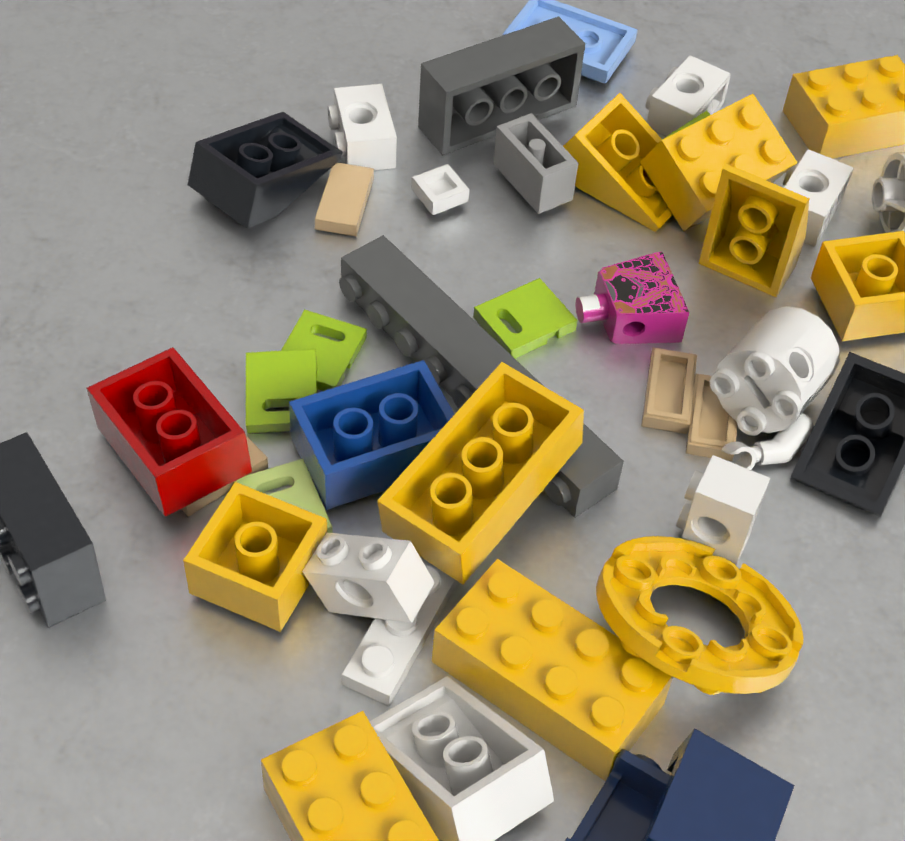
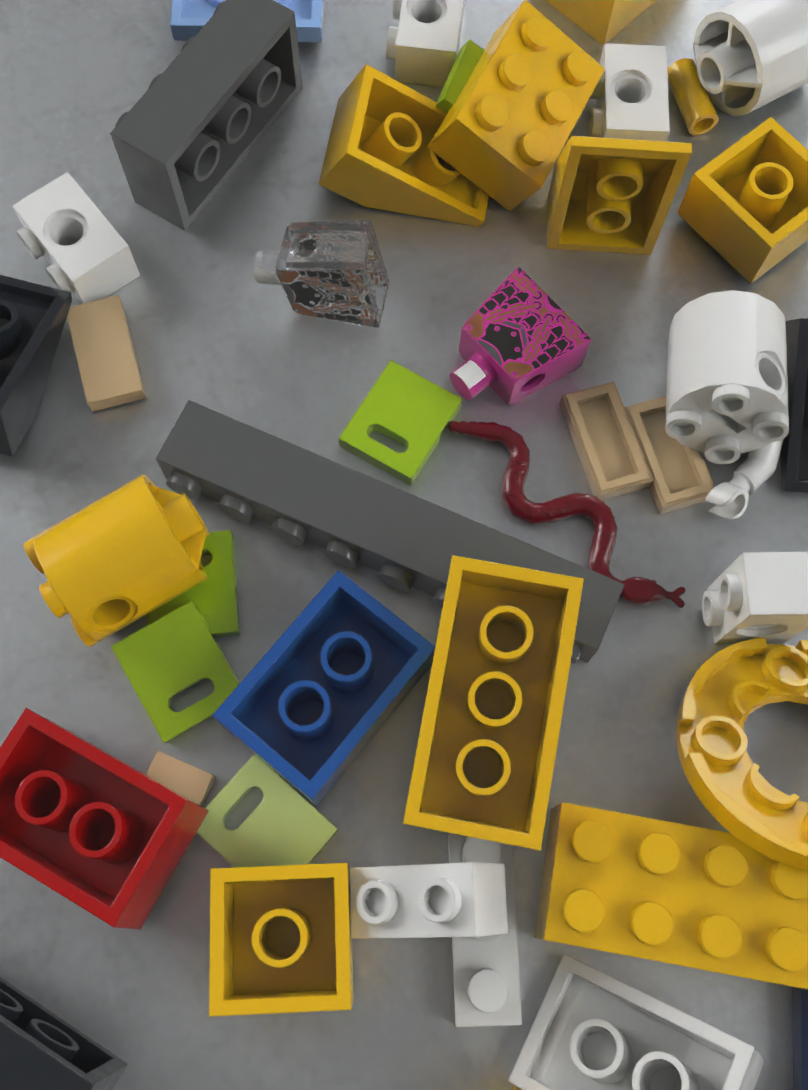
camera: 25 degrees left, 20 degrees up
(283, 300) = (120, 558): none -> yellow cylinder
(440, 189) = (212, 288): white plate -> none
(527, 206) = (329, 270): none -> clear torso
(535, 163) = (297, 189): light grey brick -> none
(633, 485) = (636, 589): none -> dark red animal
(862, 213) = (691, 97): none -> yellow axle

